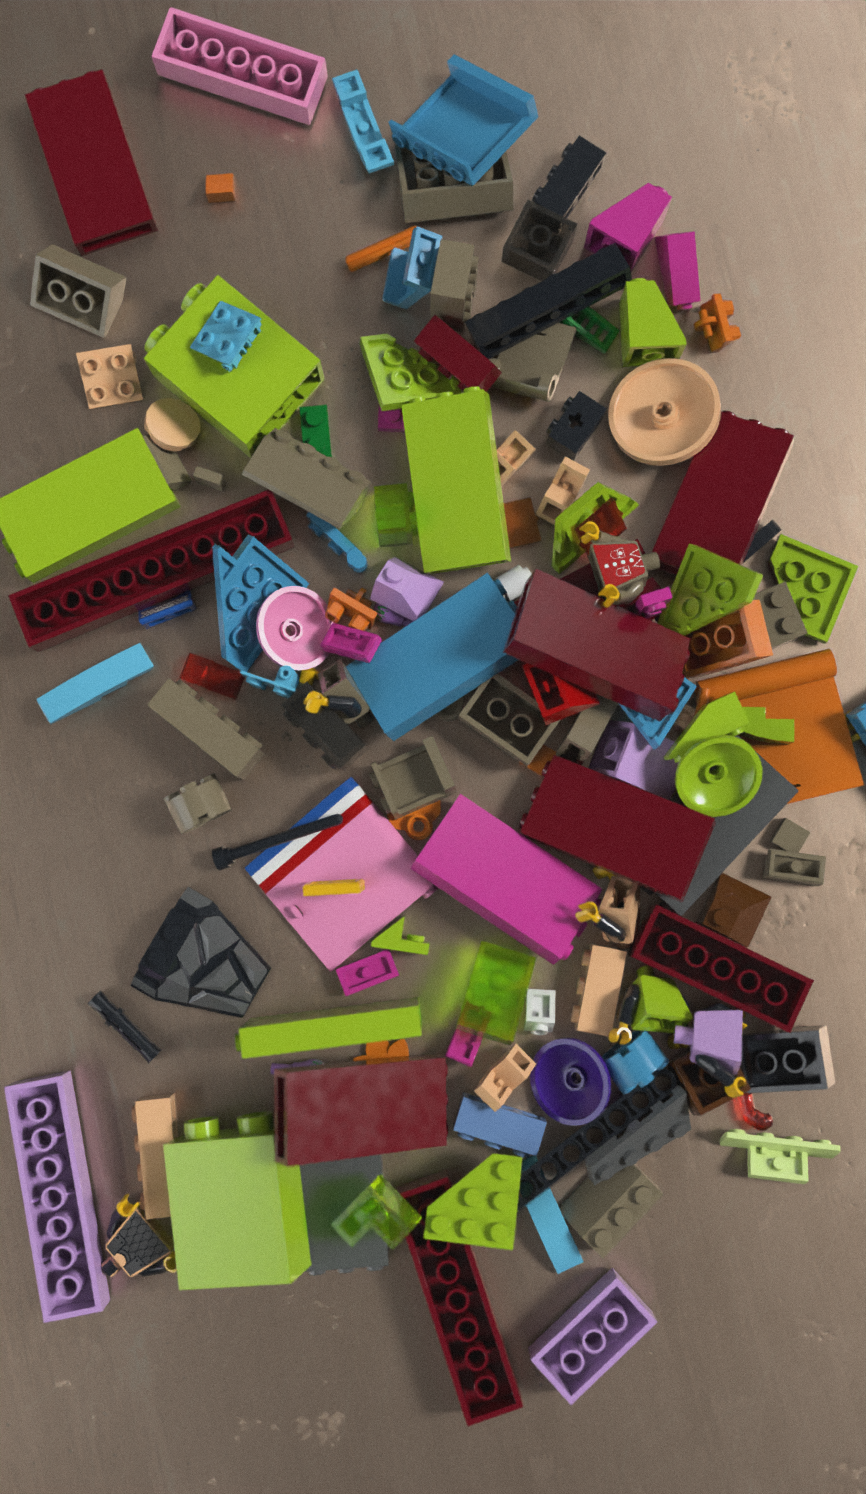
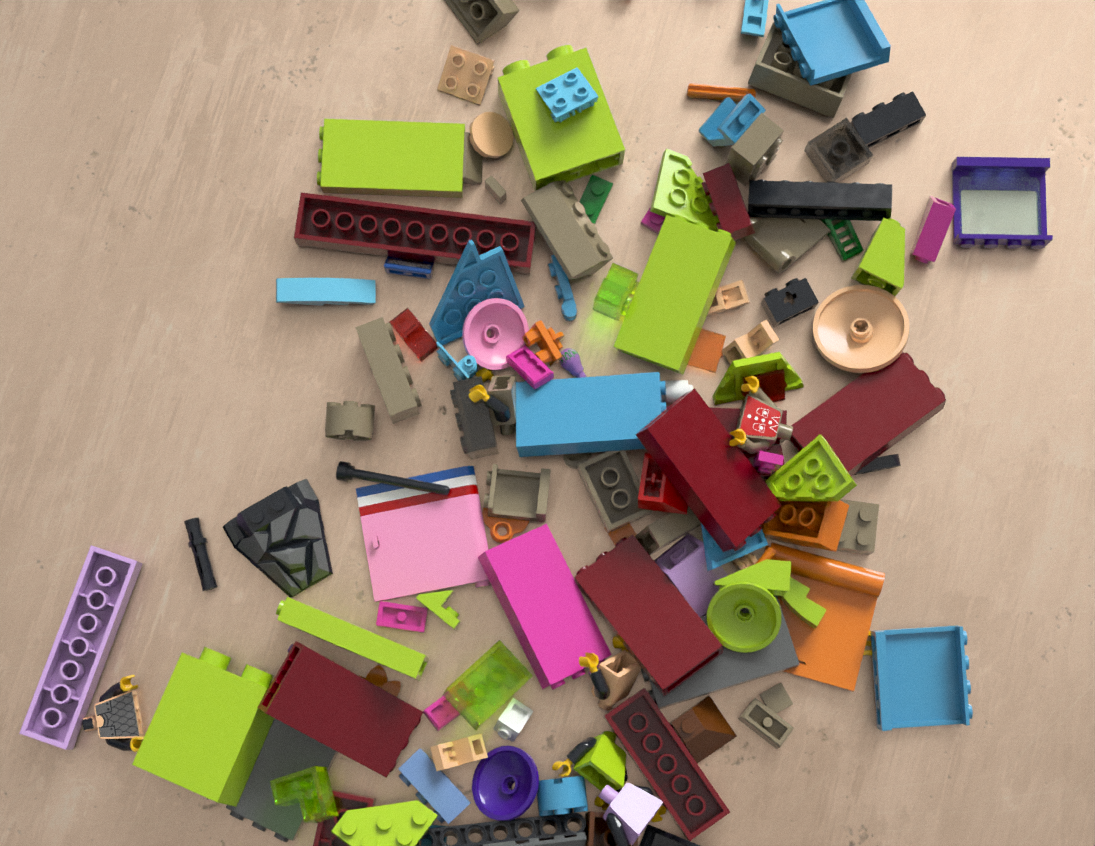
camera: 25 degrees right, 5 degrees down
(156, 1126) = (183, 636): light nougat brick -> none
(333, 887) = (413, 538): yellow tile -> none
(405, 589) = (593, 350): lavender slope -> none
(598, 989) = (566, 728): light nougat brick -> none
(630, 223) = (913, 178): dark pink slope -> none
(715, 324) = (937, 283): orange hips -> none
(730, 202) = (1000, 202): none -> panel
(815, 583) = (902, 519): lime plate -> none

